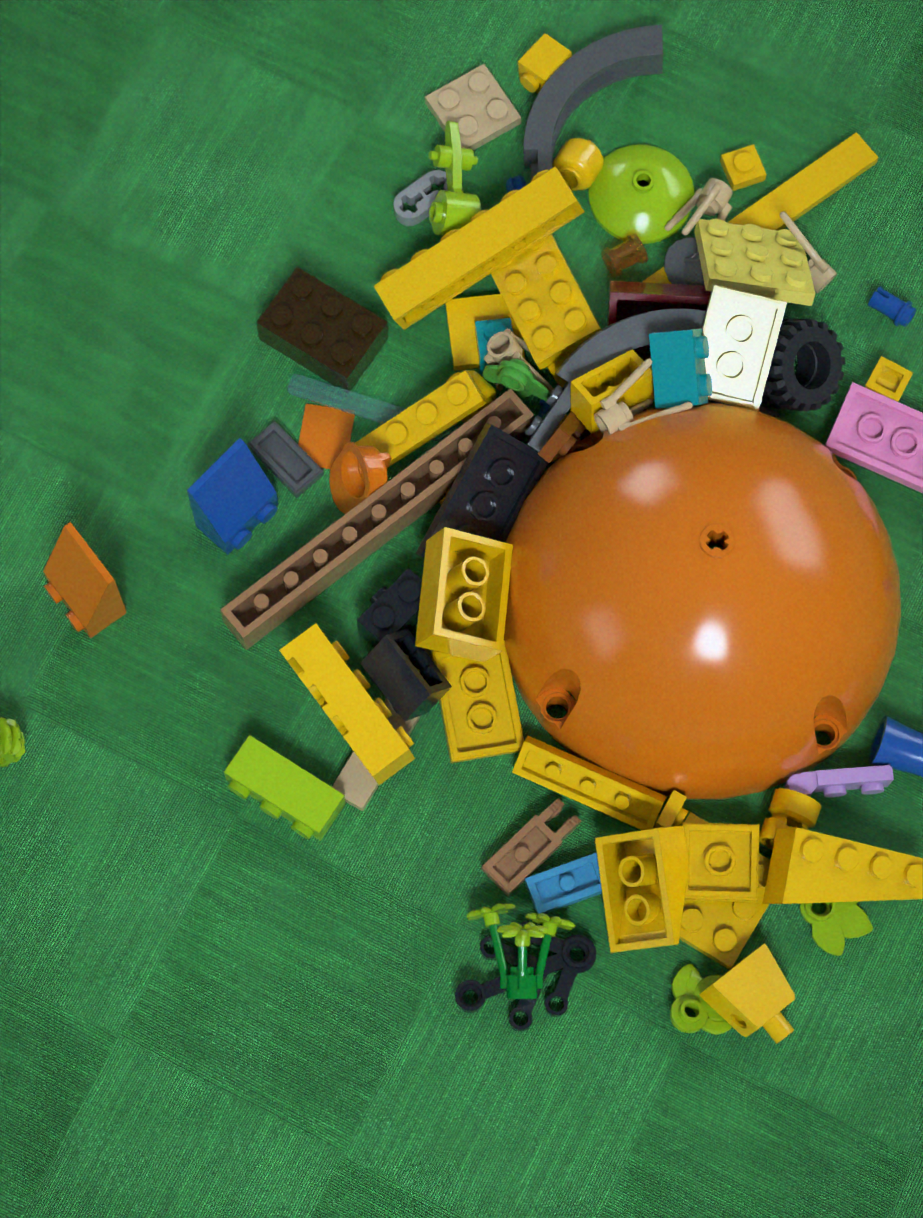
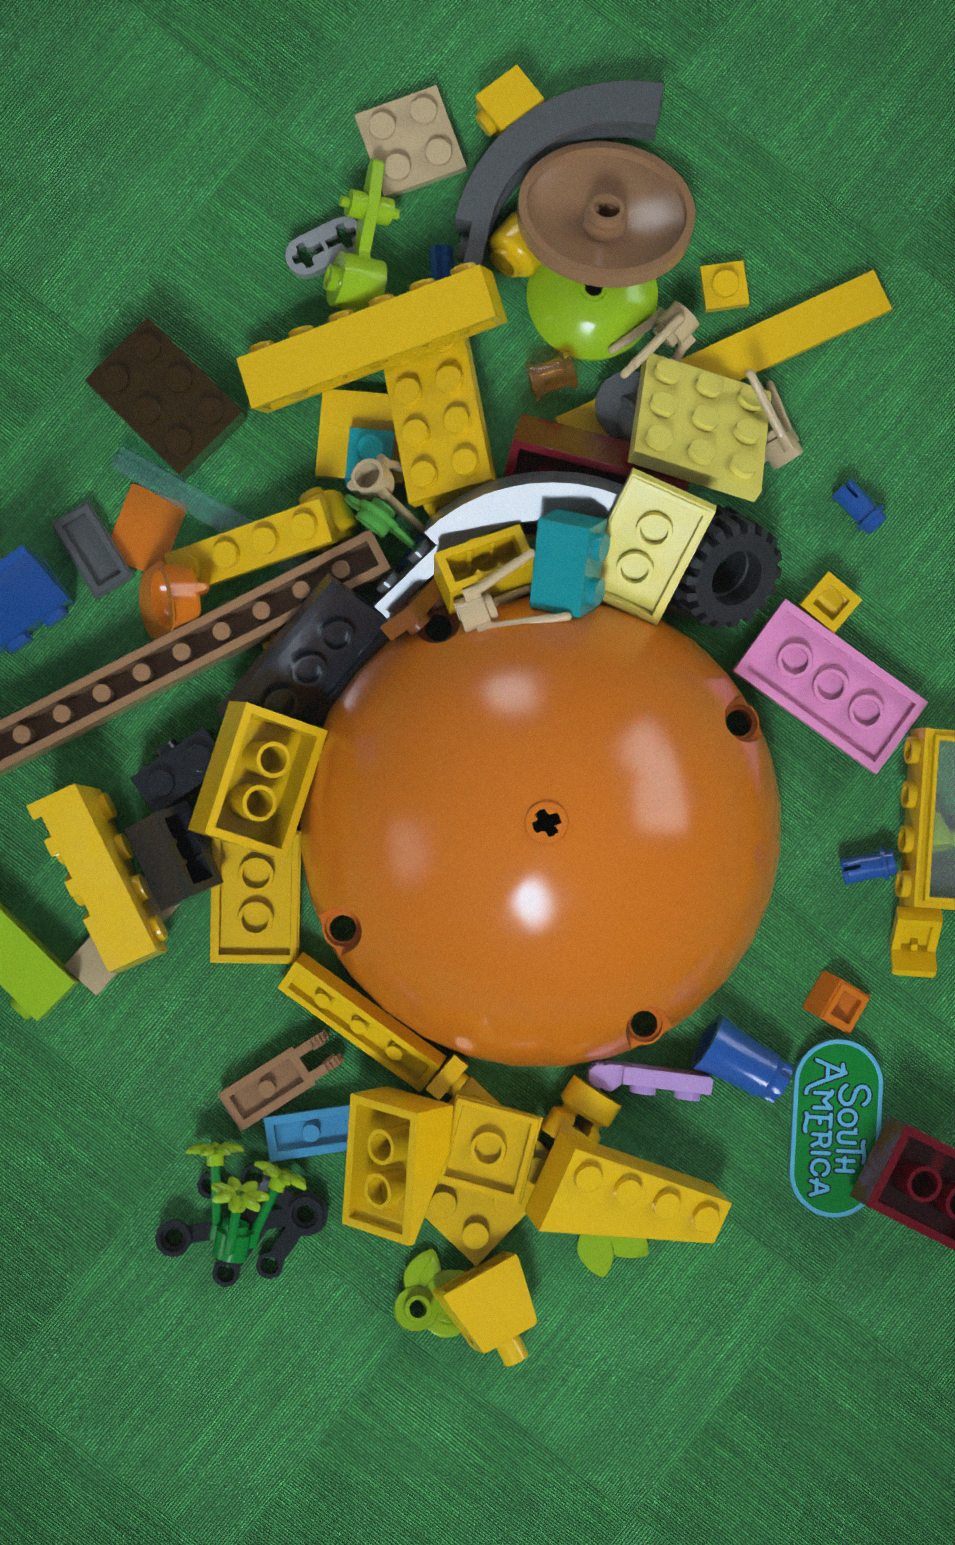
camera: 10 degrees right, 15 degrees up
(640, 125) = (605, 214): none -> medium nougat dish

